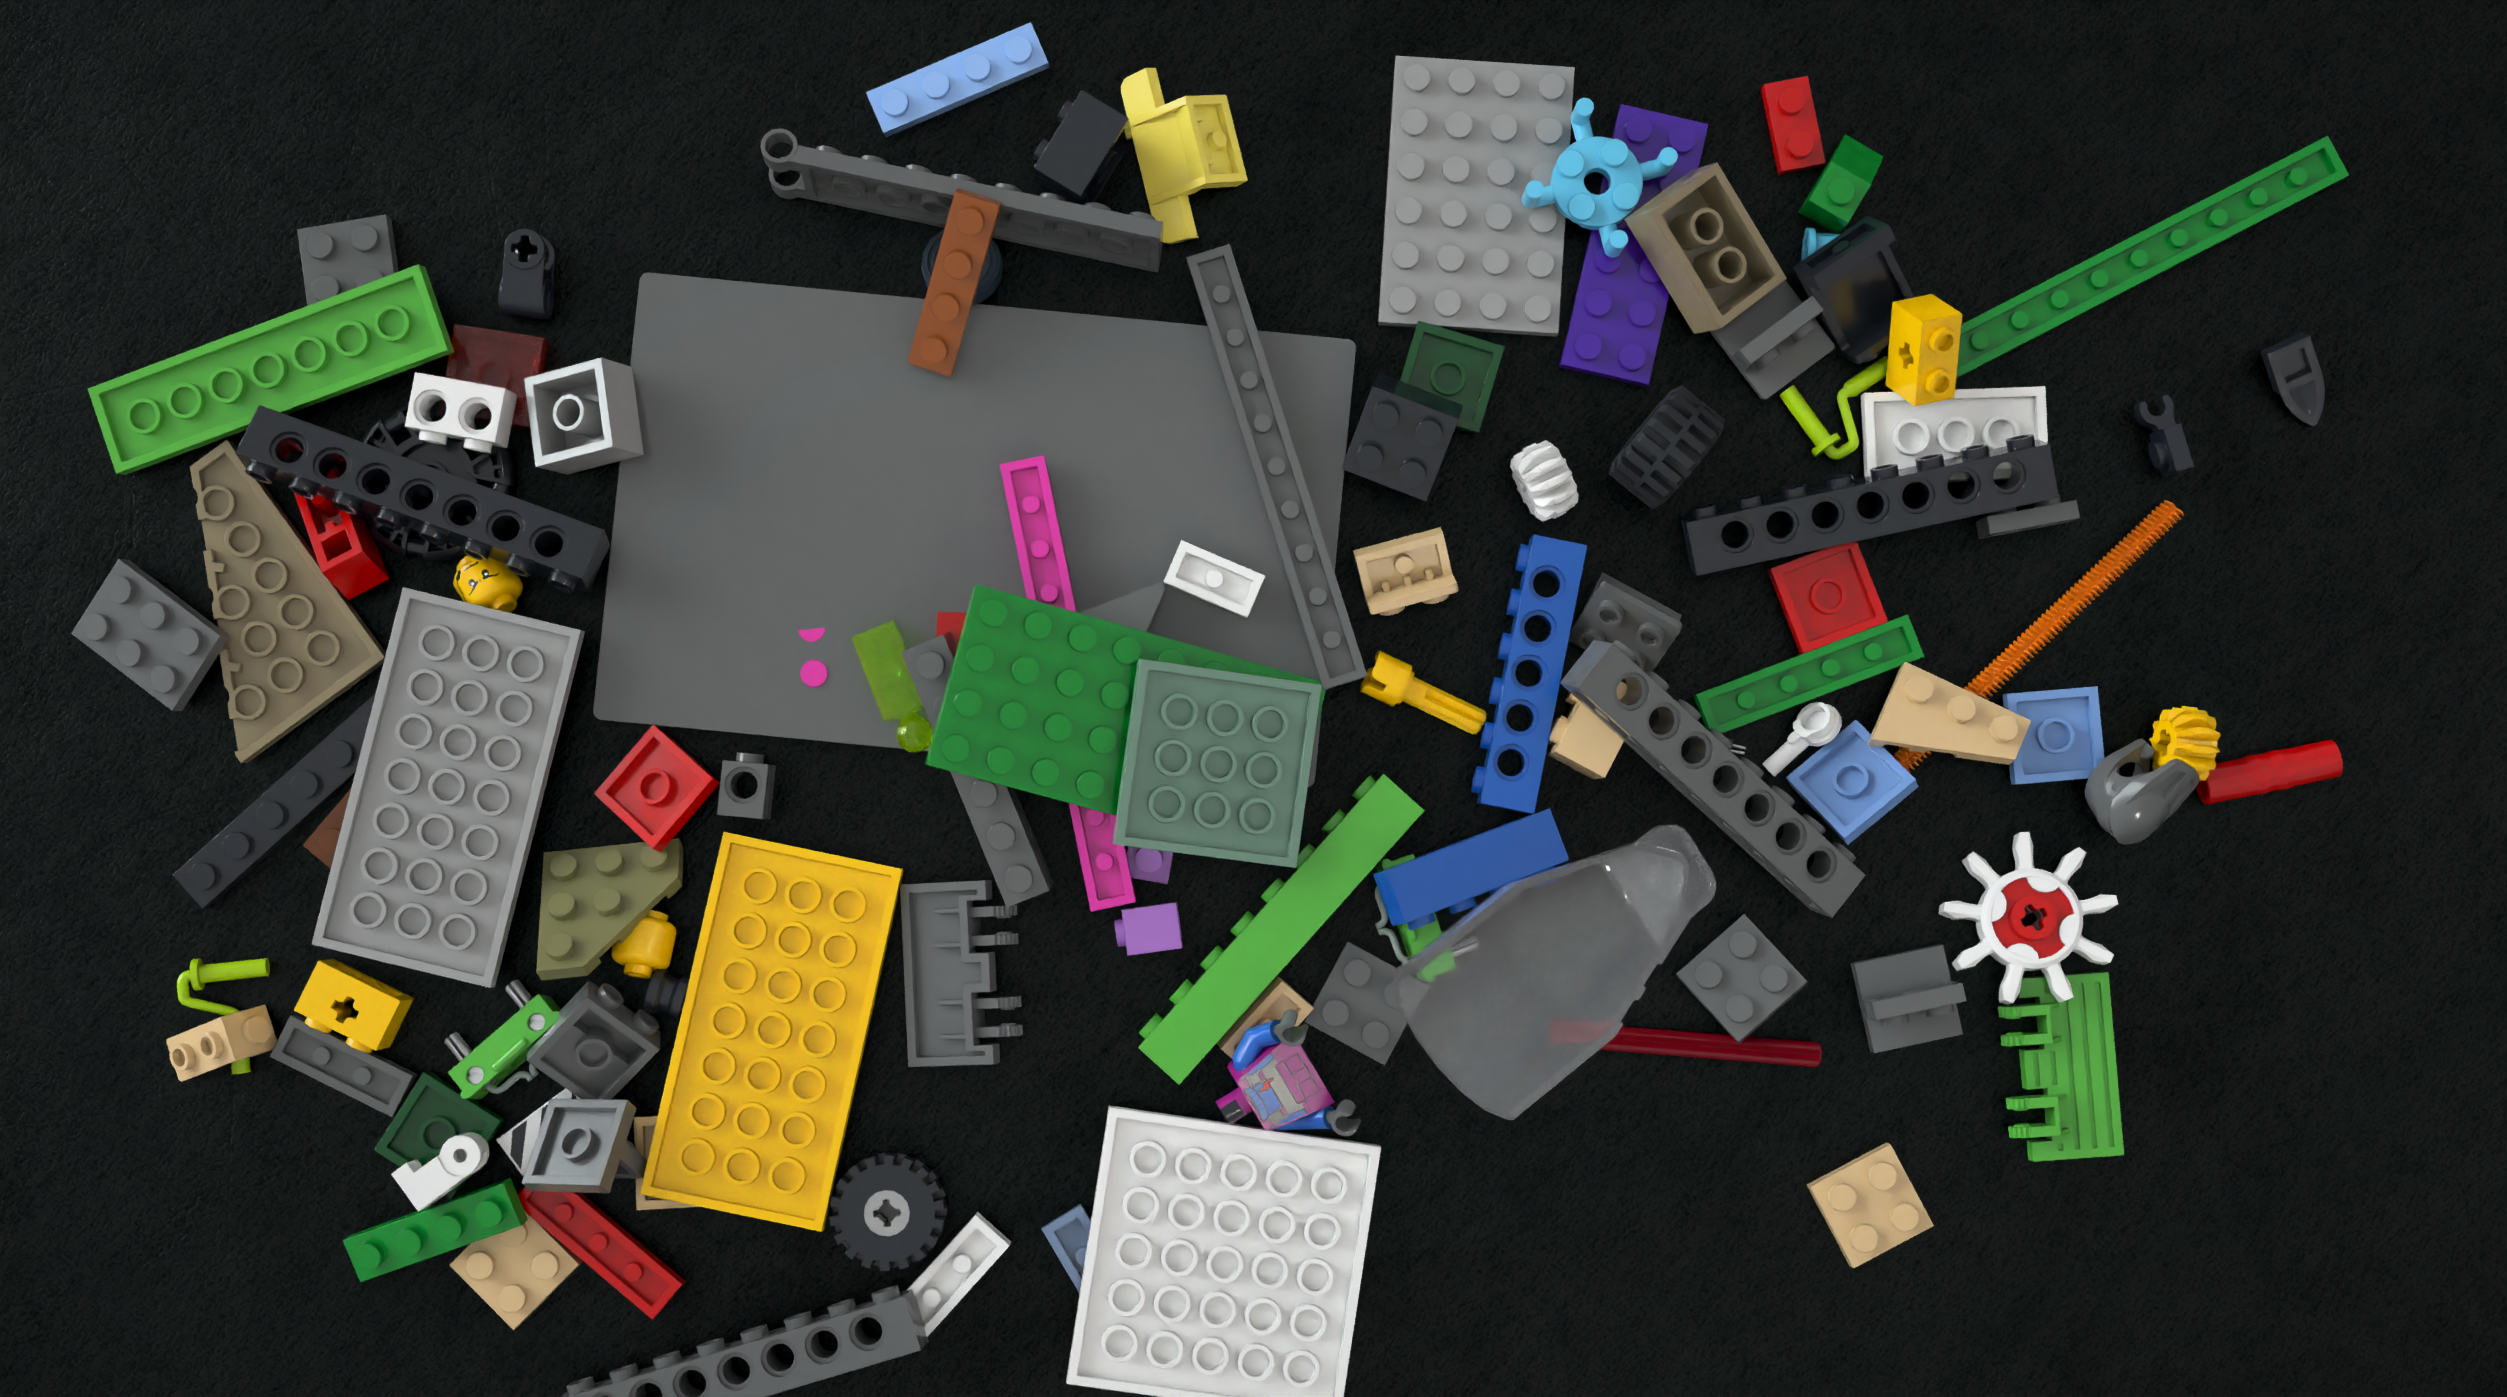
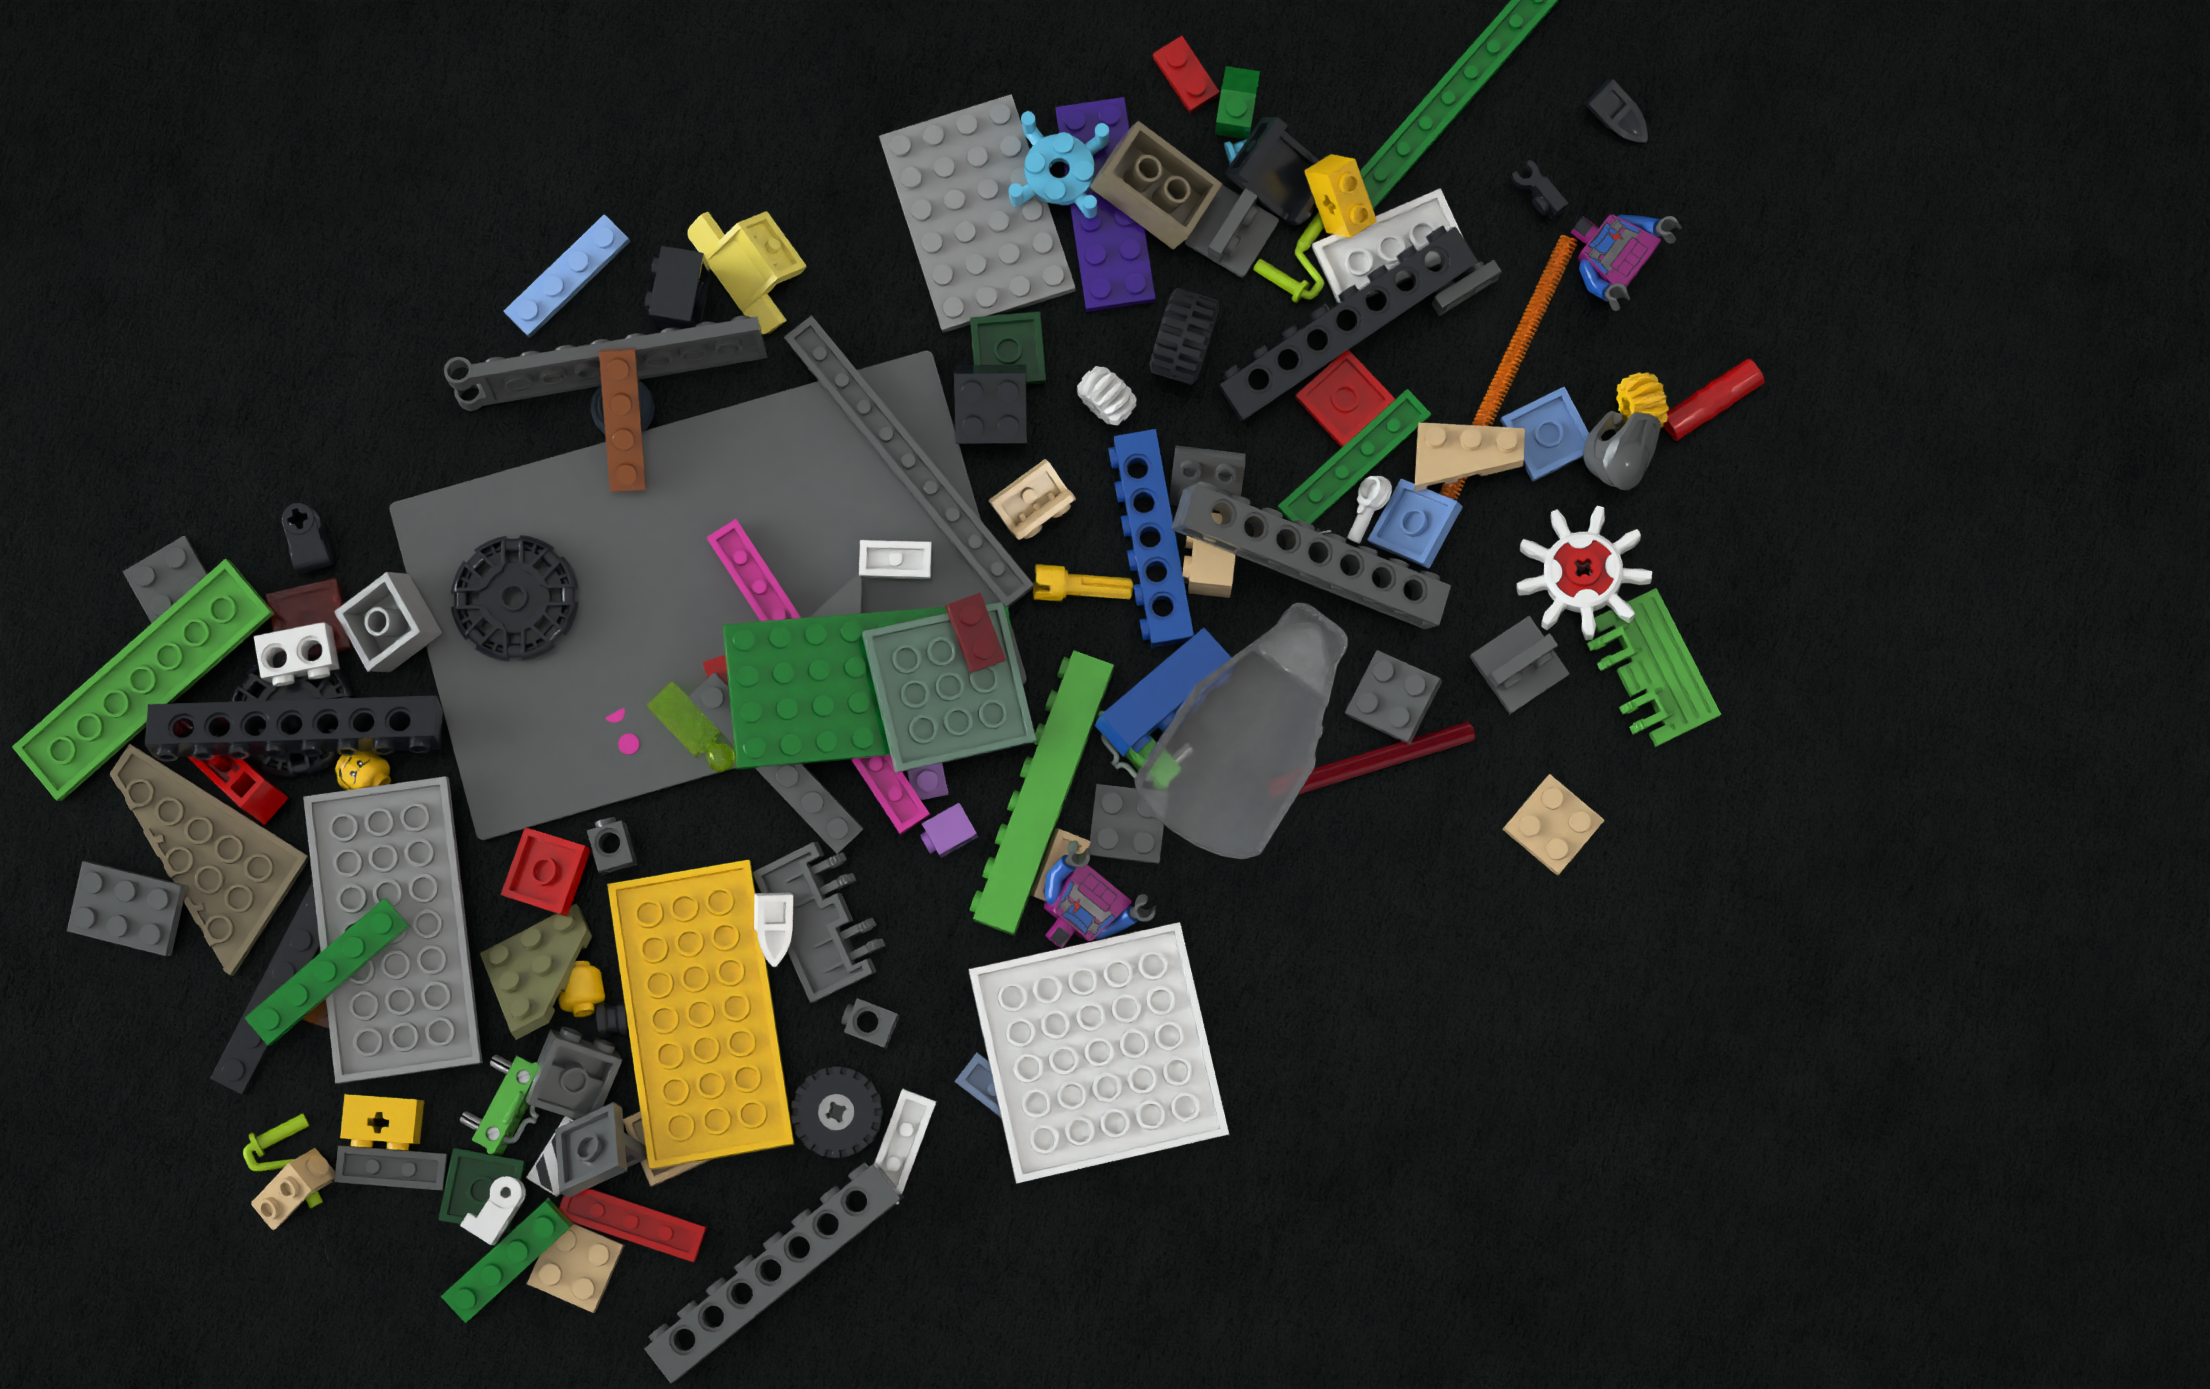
camera: 20 degrees left, 5 degrees down
(350, 809) = (327, 972): none -> green plate
(772, 451) = (526, 616): none -> black plate
(900, 959) = (773, 924): none -> white plate
(968, 1140) = (886, 1022): none -> dark grey brick
(1274, 712) = (975, 633): none -> dark red plate
(2229, 548) = (1618, 251): none -> torso

